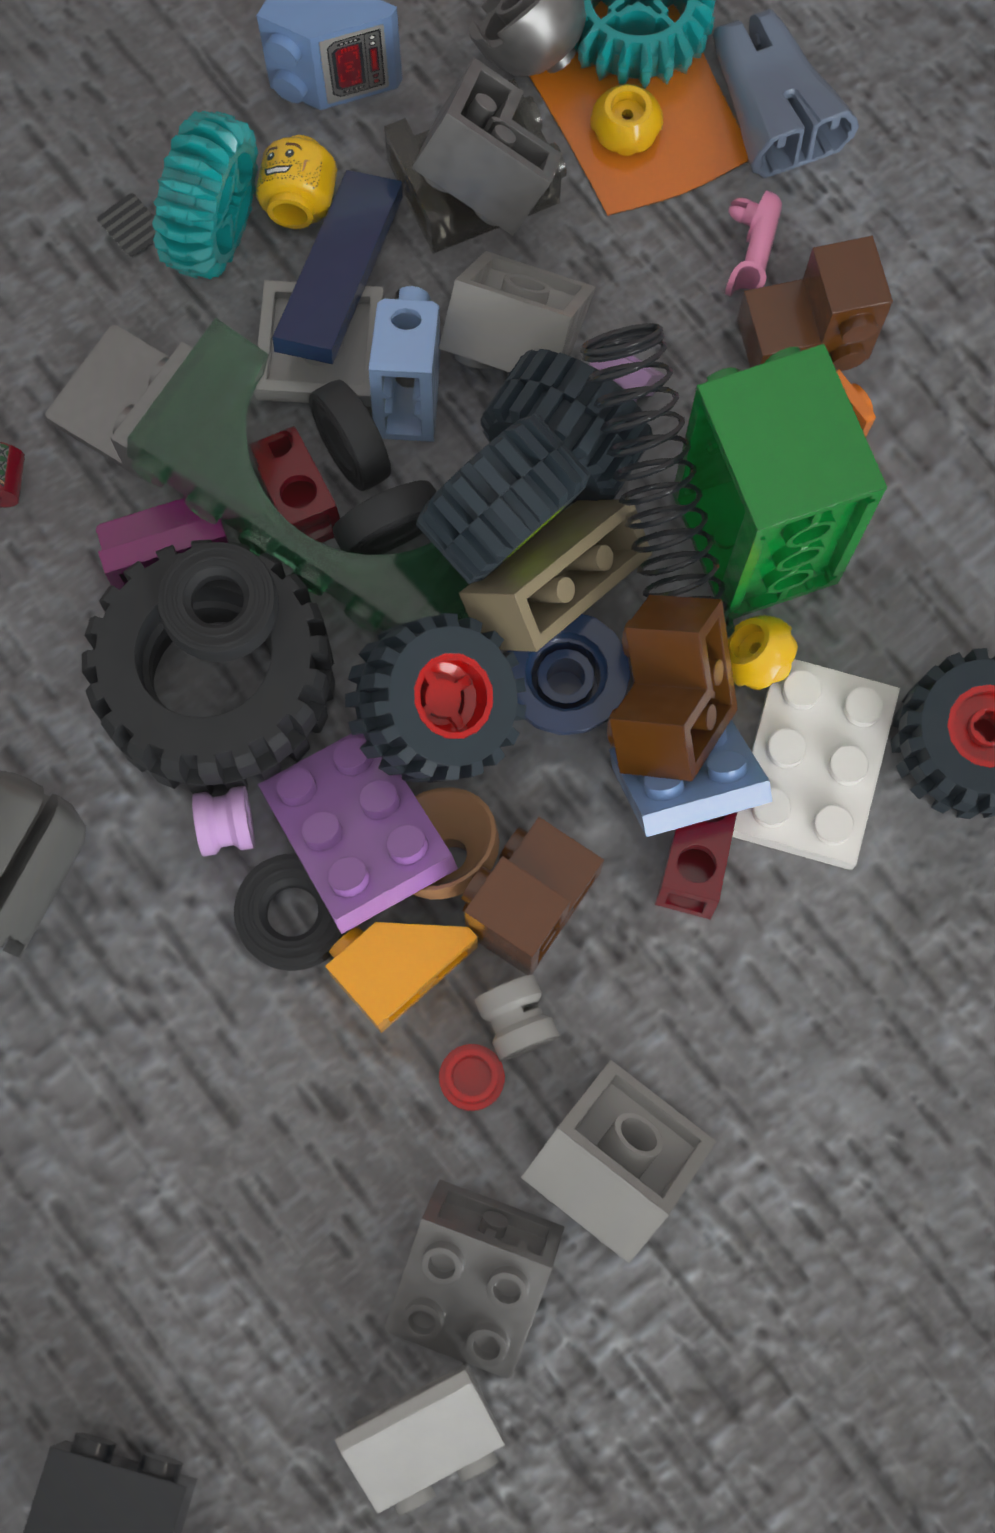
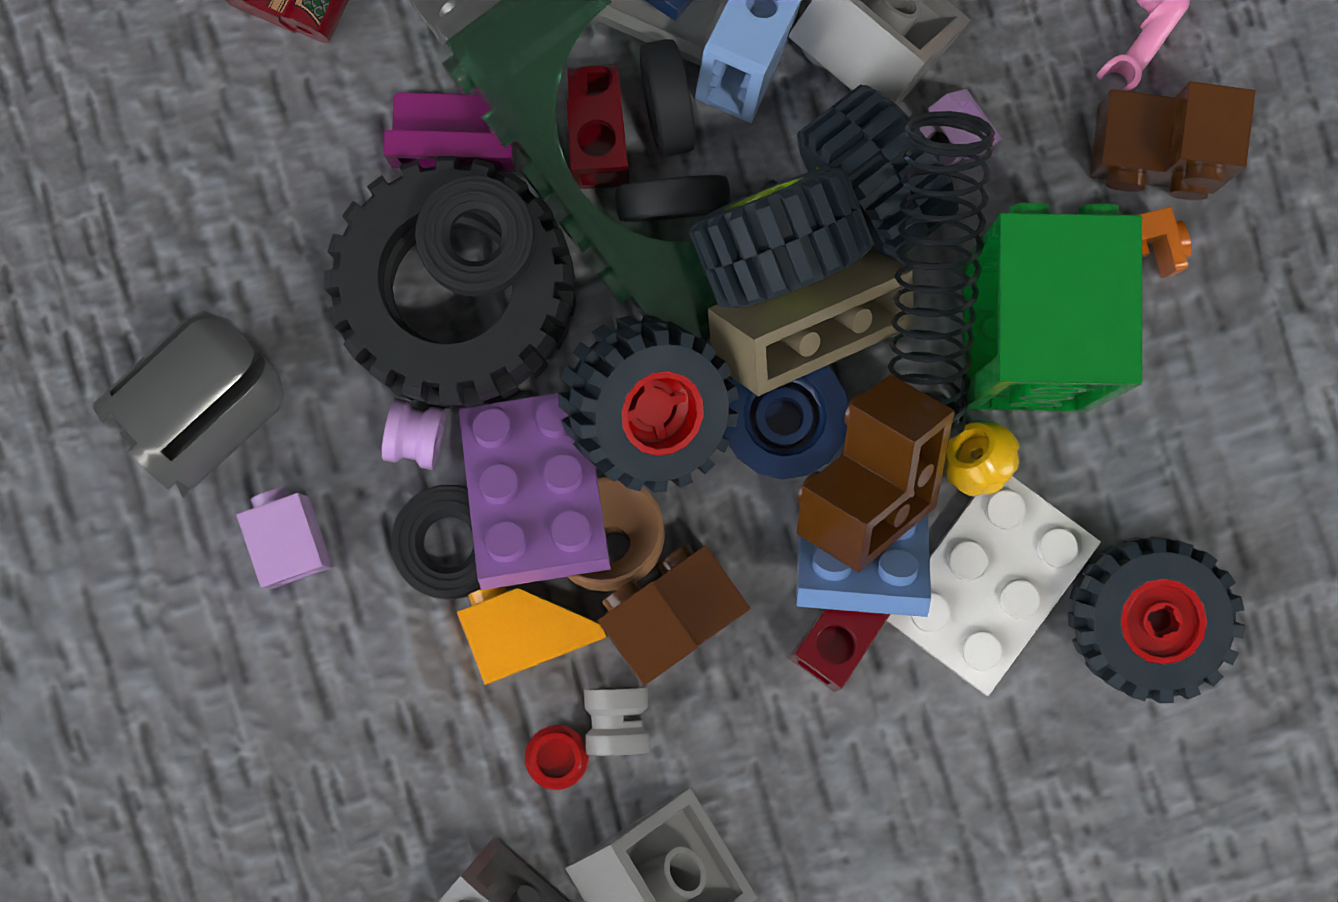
camera: 25 degrees right, 10 degrees up
(131, 964) = (283, 538): none -> lavender brick

